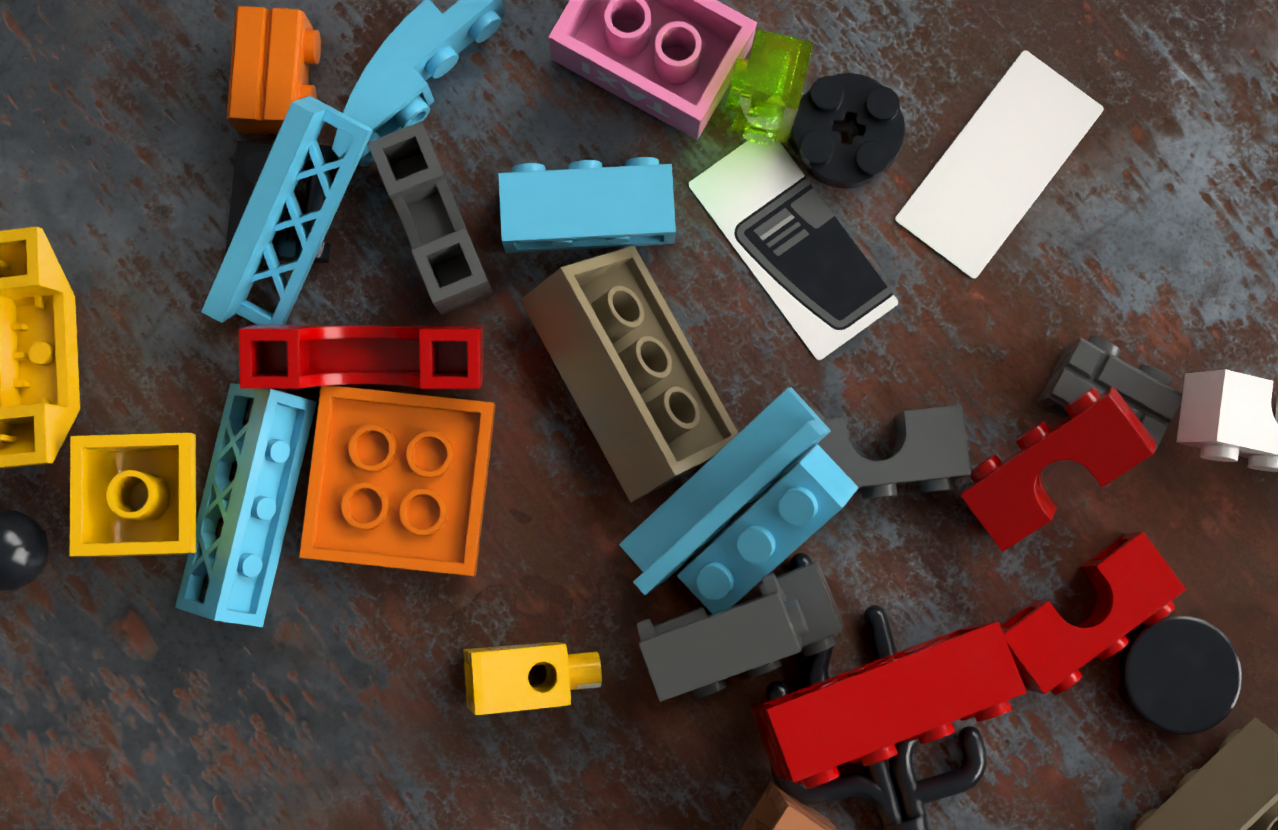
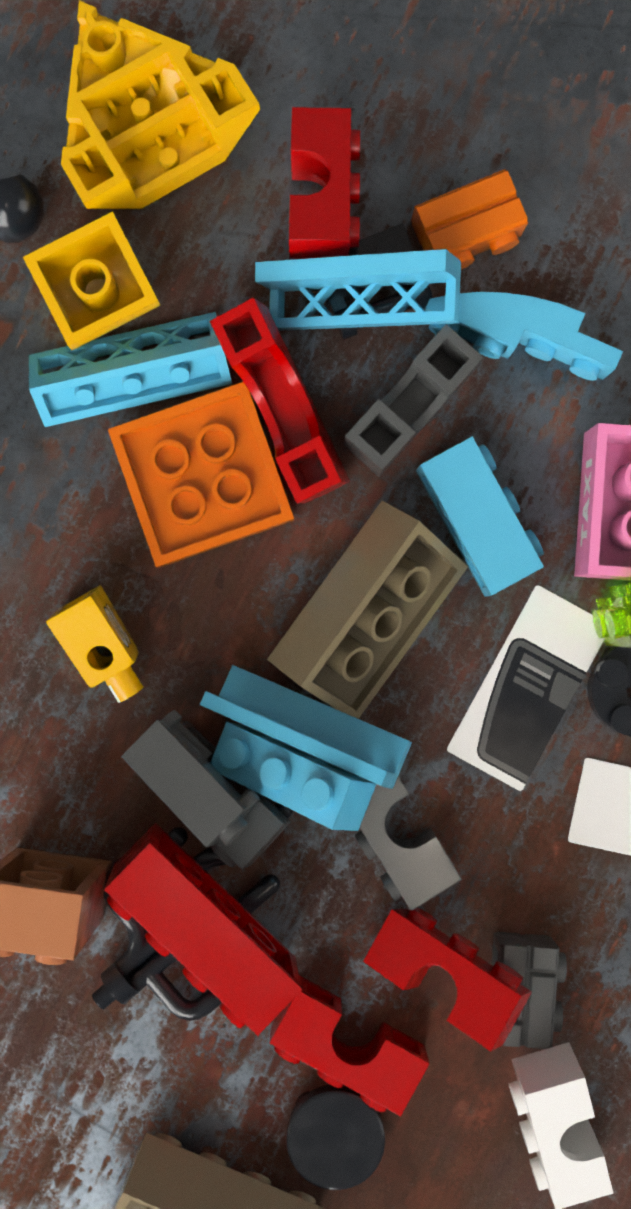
camera: 65 degrees right, 5 degrees up
(120, 187) = (323, 154): none -> red arch

